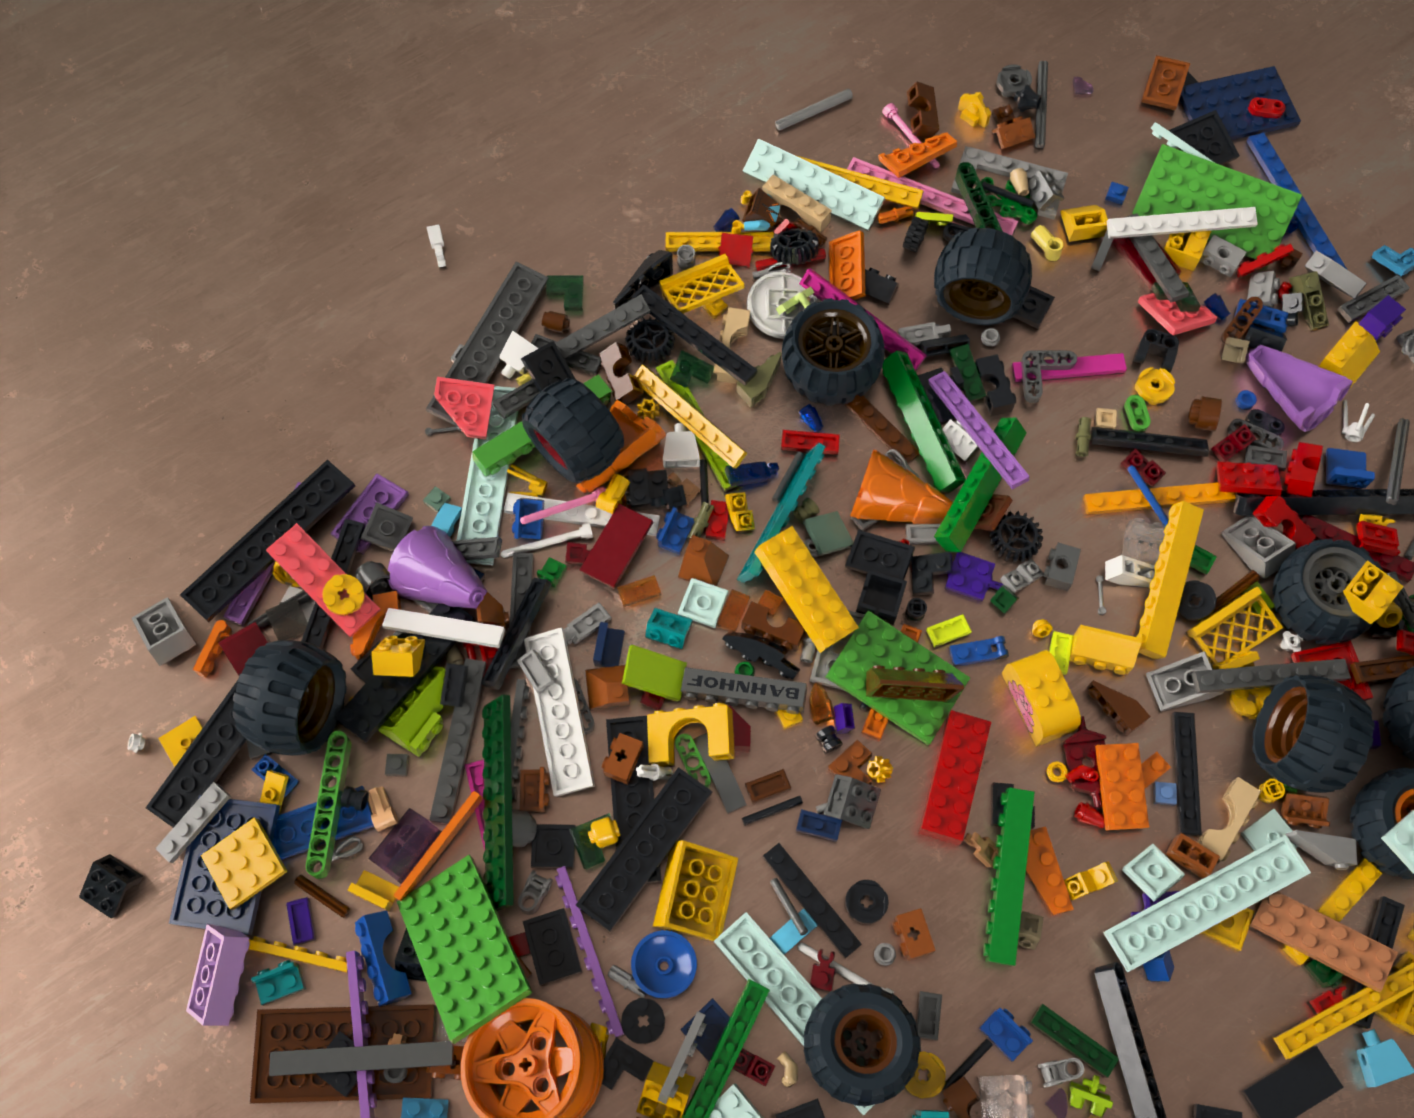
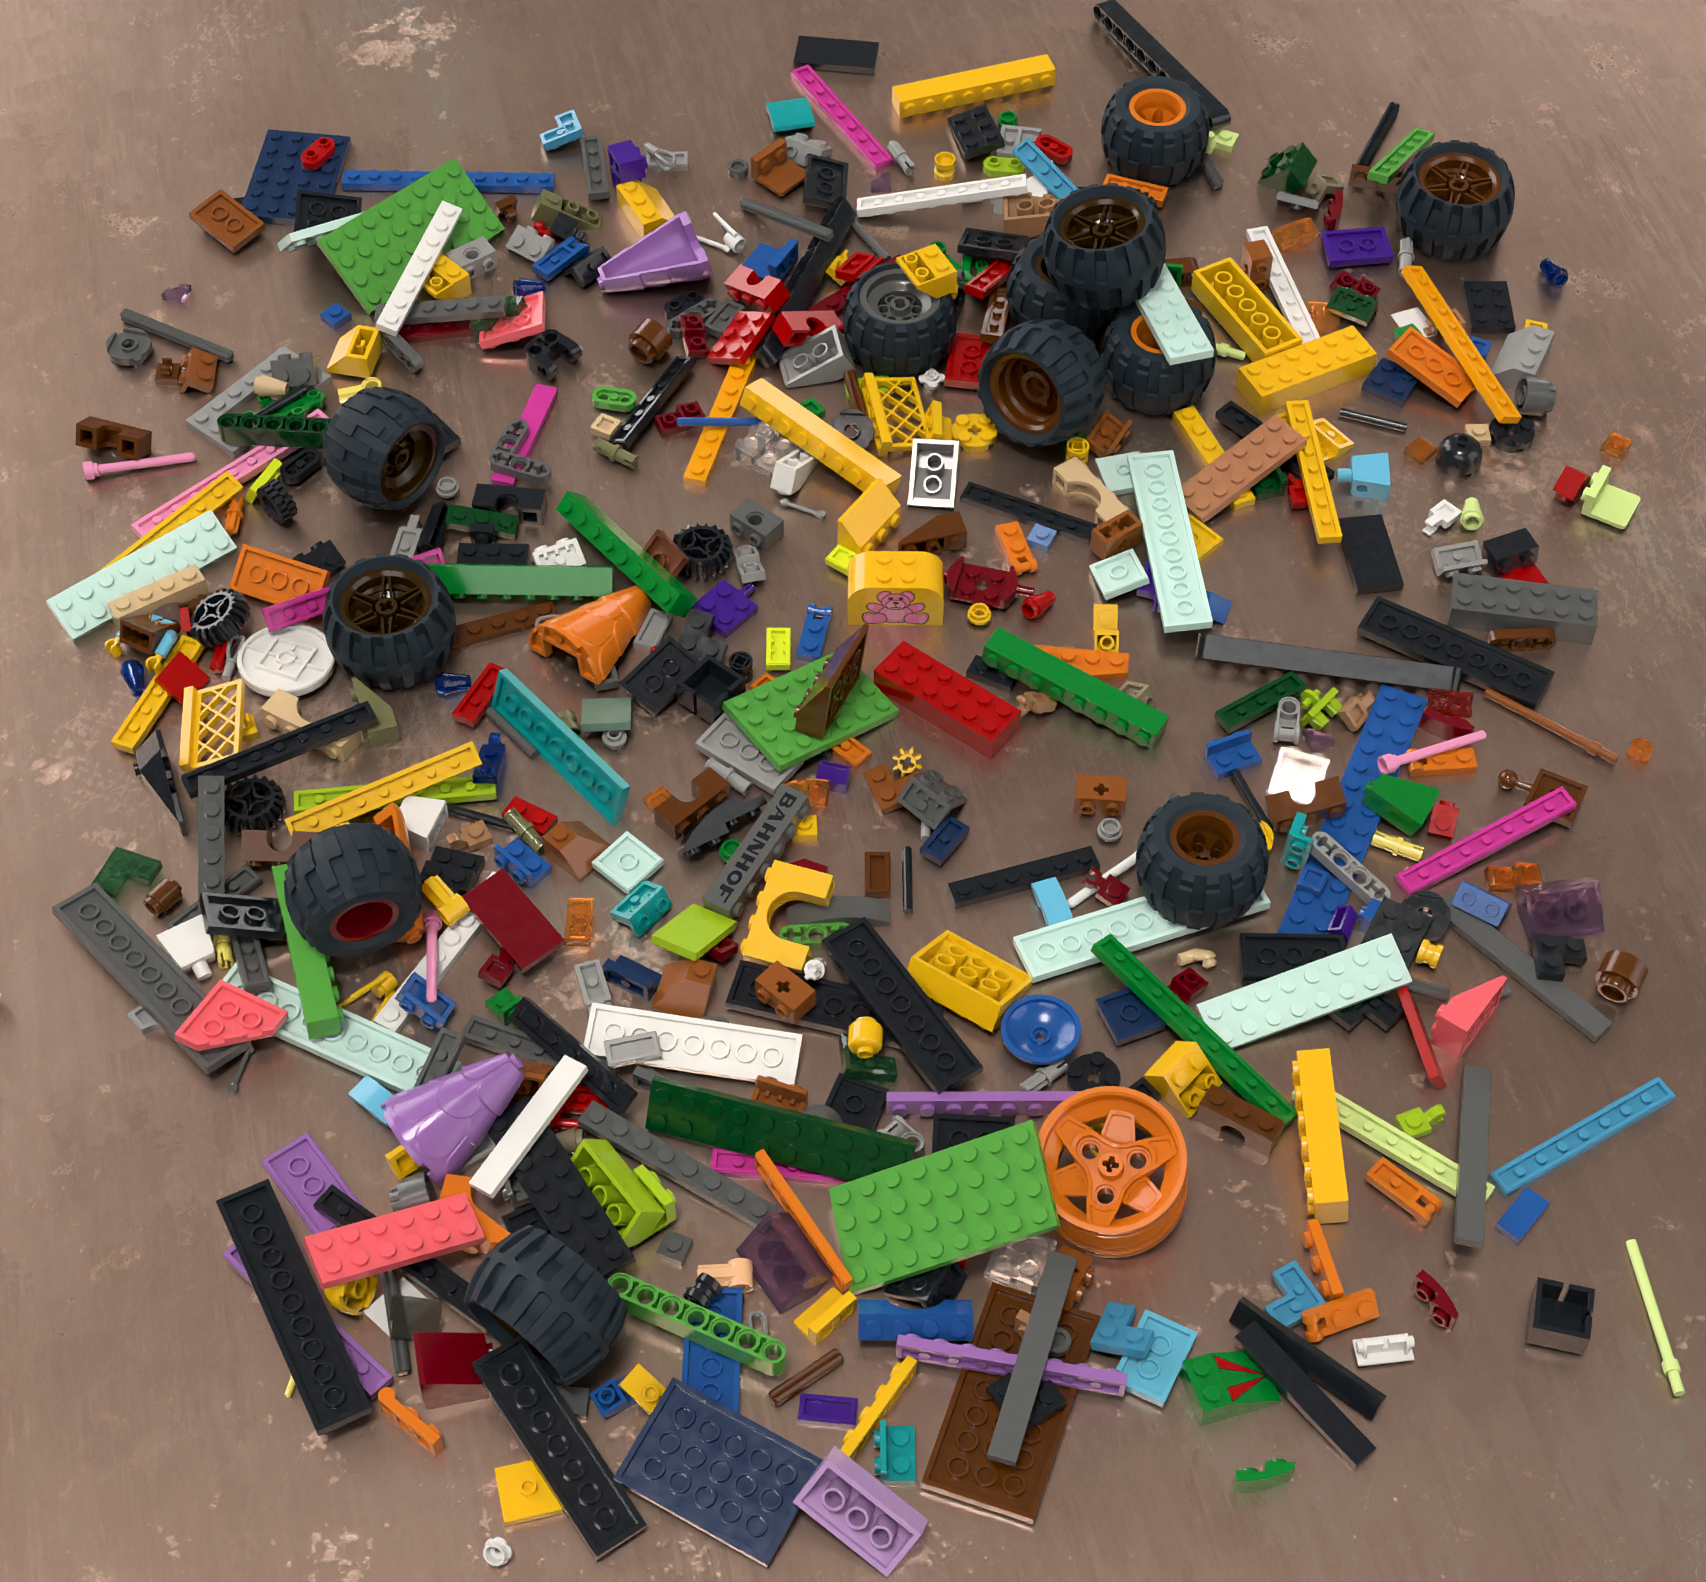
camera: 70 degrees left, 15 degrees down
(163, 631) = (351, 1477): light grey slope -> none
(193, 822) = (648, 1491): light grey plate -> none
(244, 863) = (732, 1437): yellow plate -> none
(347, 605) = (435, 1202): yellow plate -> none
(386, 527) = (349, 1165): dark grey plate -> none
(398, 656) = (545, 1180): yellow slope -> none
(436, 499) = (337, 1104): sand green plate -> none
(454, 685) = (610, 1136): black plate -> none
(583, 532) = (471, 953): white piece -> none
(672, 497) = (481, 846): black plate -> none
(679, 1066) = (1153, 1033): light grey plate -> none
(686, 257) = (161, 723): light grey wheel -> none
(689, 366) = (320, 775): clear green plate -> none
(733, 611) = (653, 837): clear orange plate -> none
(738, 511) = (542, 791): yellow slope -> none
(788, 906) = (1023, 894): dark grey bar -> none
(802, 298) = (293, 636): yellowish green plate -> none
(806, 589) = (672, 743): yellow brick -> none
(813, 109) = (34, 535): light grey axle -> none
(828, 739) = (851, 797): black wheel -> none
(857, 910) = (1043, 838): black plate -> none
(918, 154) = (171, 465): orange wing -> none
(974, 109) = (144, 392): yellow plate -> none
(979, 430) = (563, 525): medium lavender plate -> none
(1004, 599) = (768, 587): dark green plate -> none
(1027, 99) = (165, 341): black rock -> none
(1042, 628) = (817, 568): yellow plate -> none
(1083, 772) = (992, 587): red arm -> none
(1122, 786) = (1021, 562): orange plate -> none
(1151, 394) = (601, 372): yellow plate -> none
(1235, 350) = (590, 291): dark tan panel -> none
(1245, 307) = (559, 282): reddish brown beam -> none
(1246, 400) = (648, 309): blue tile -> none
(1264, 259) = (501, 226): red plate -> none
(1266, 675) = (961, 403): dark grey plate -> none
(1328, 849) = (1153, 432): light grey slope -> none
(1335, 274) = (553, 179): light grey slope -> none

